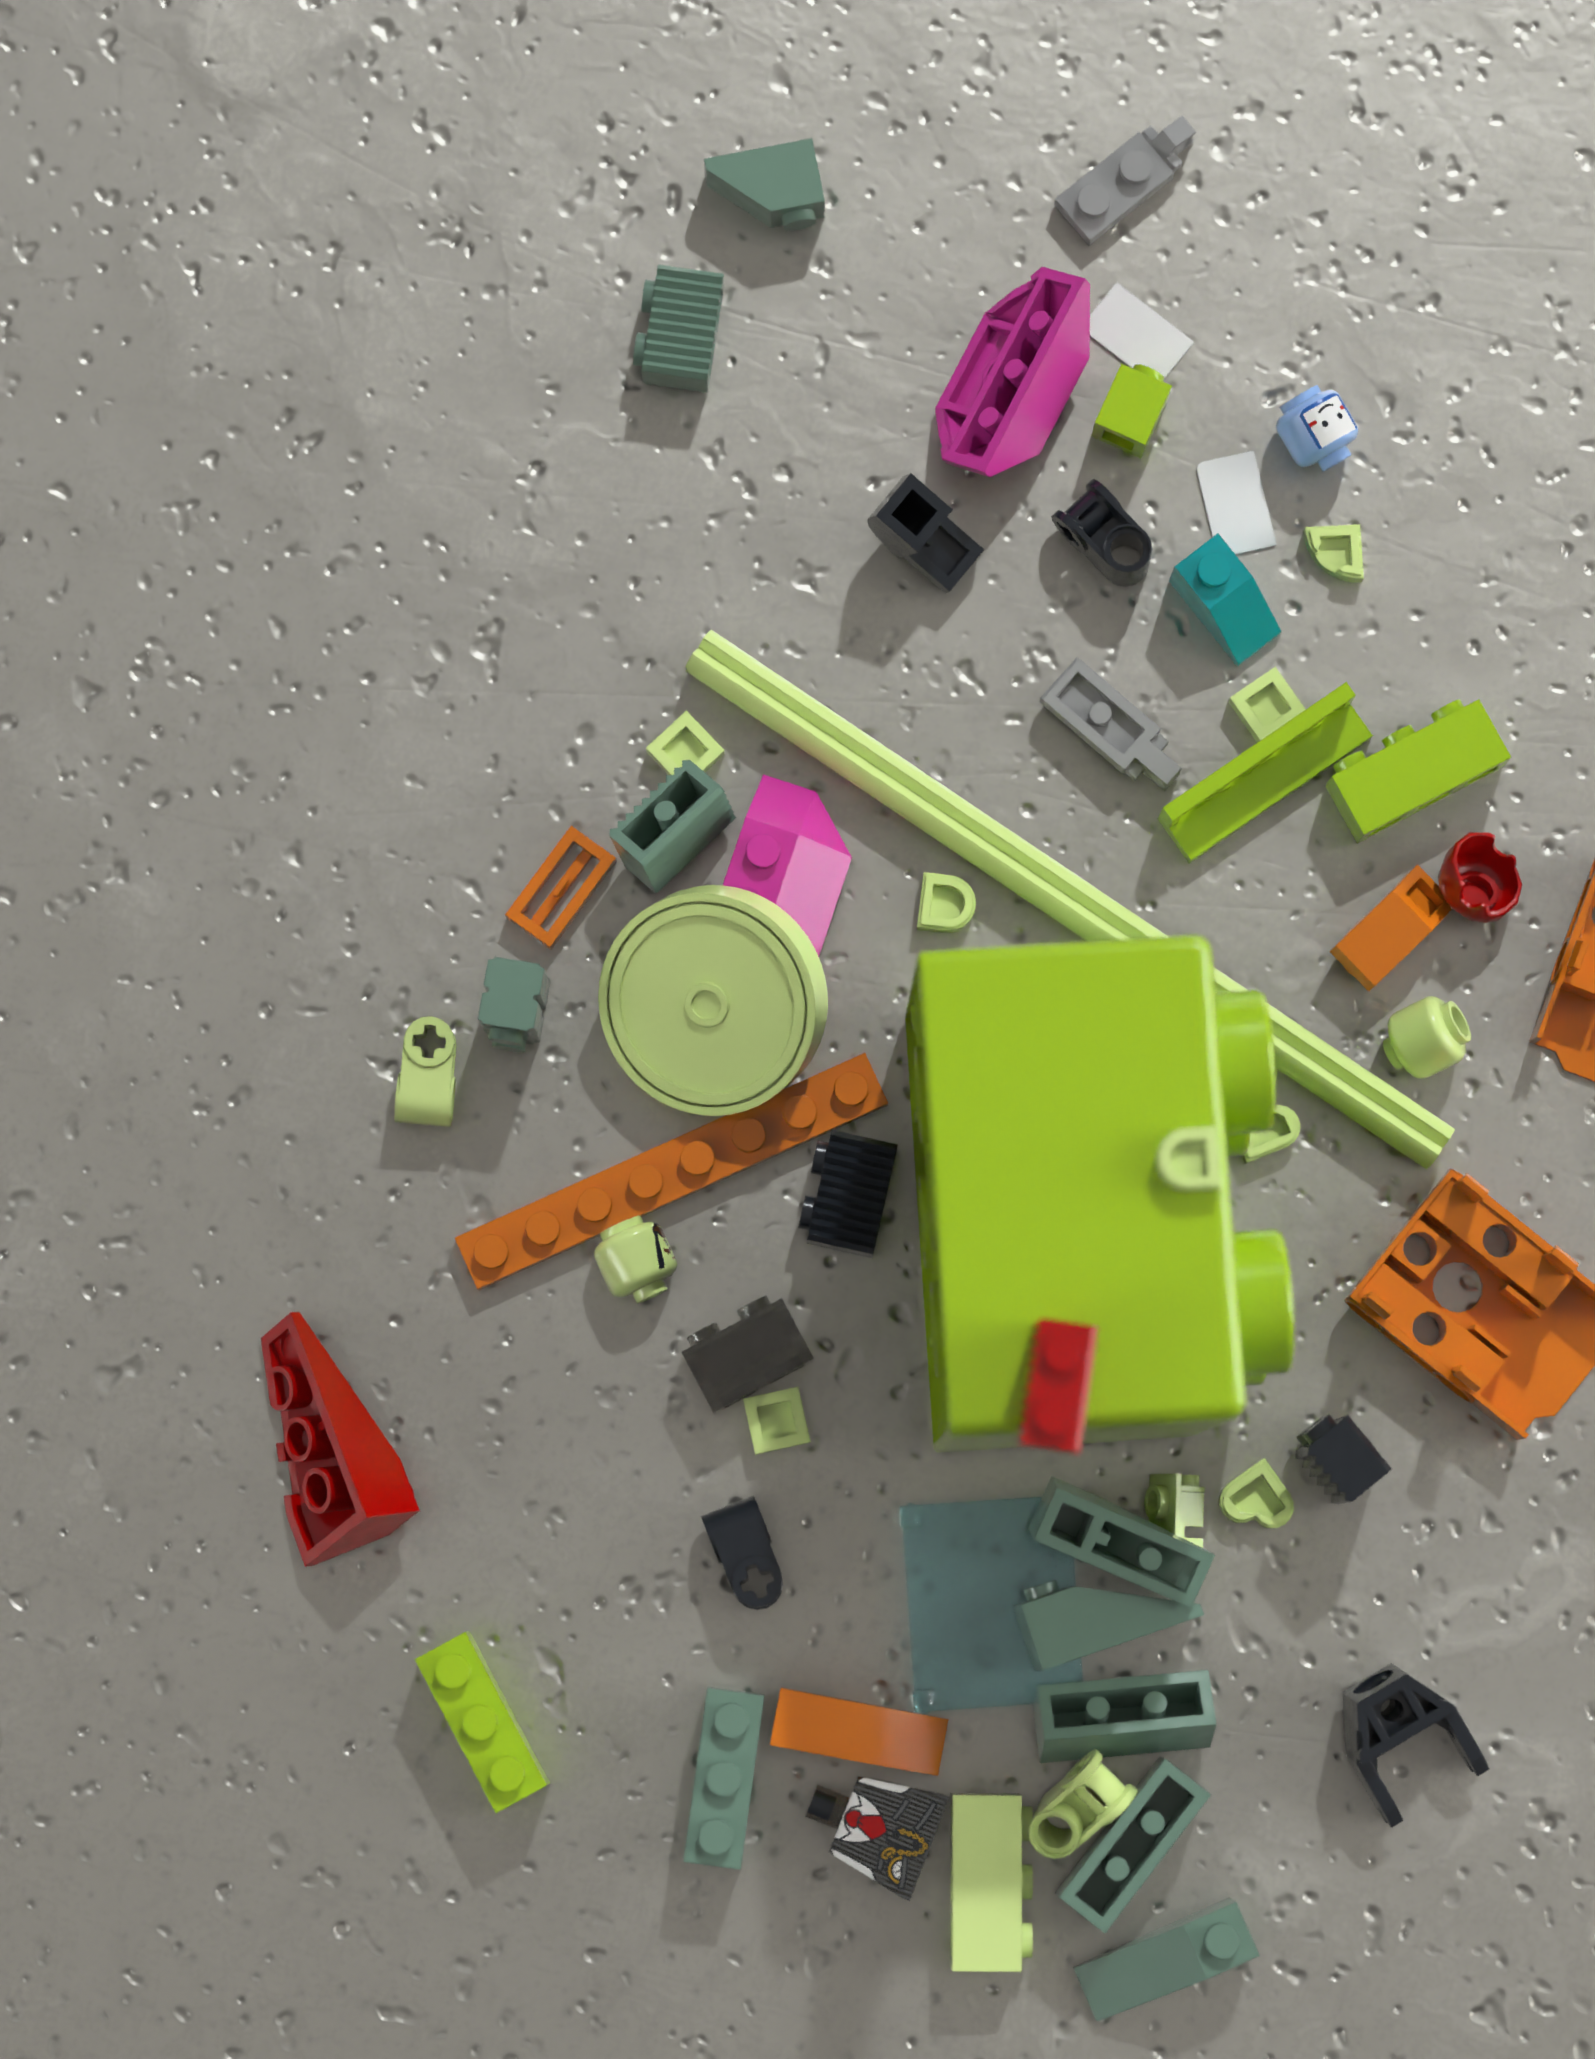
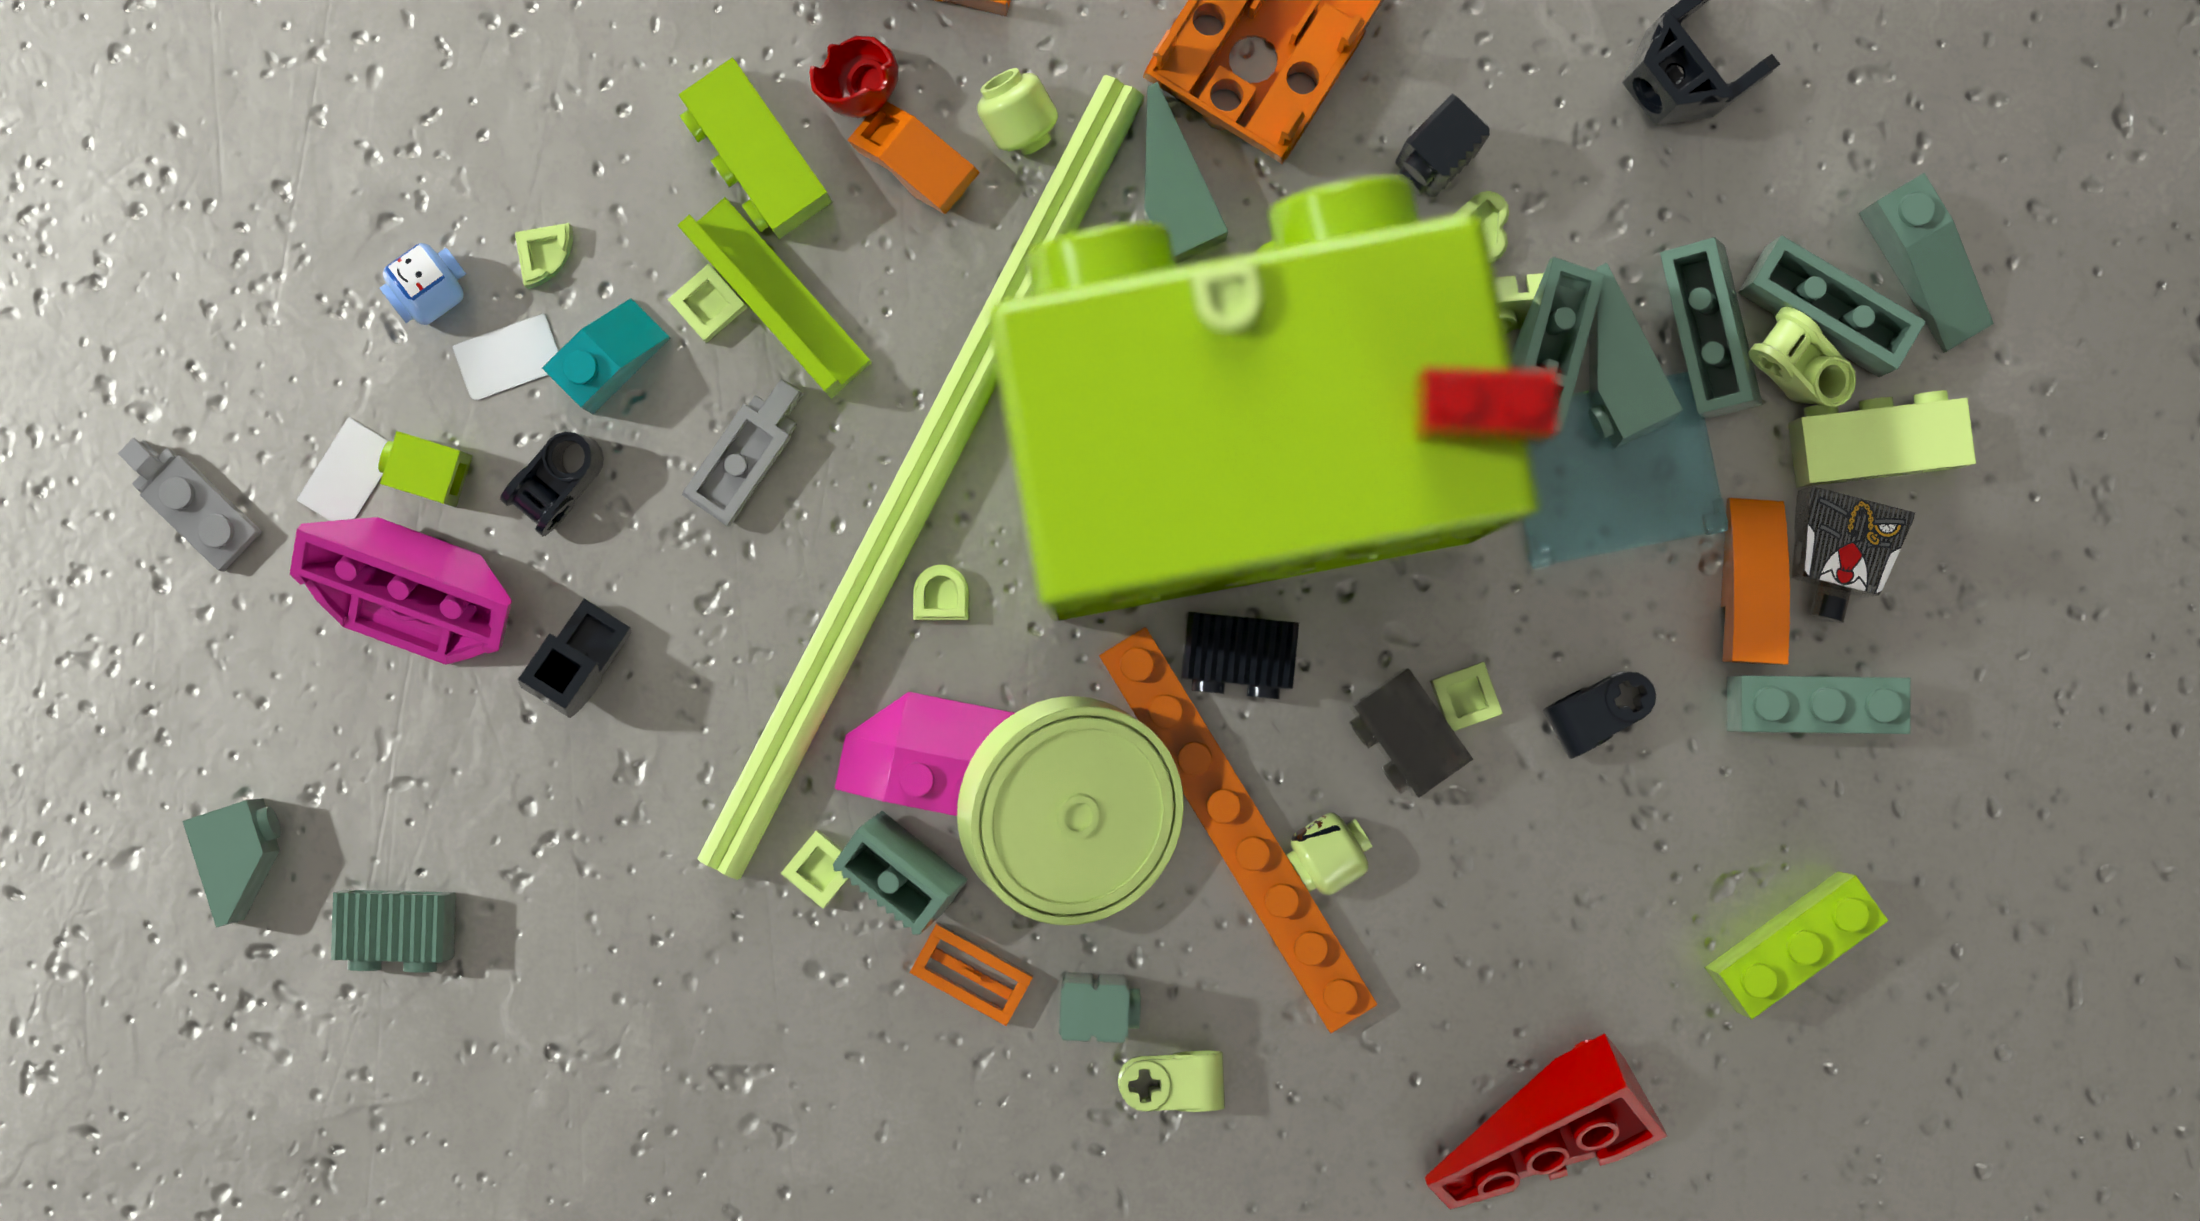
camera: 90 degrees left, 5 degrees up
(1325, 1185) = (1175, 185): none -> sand green slope

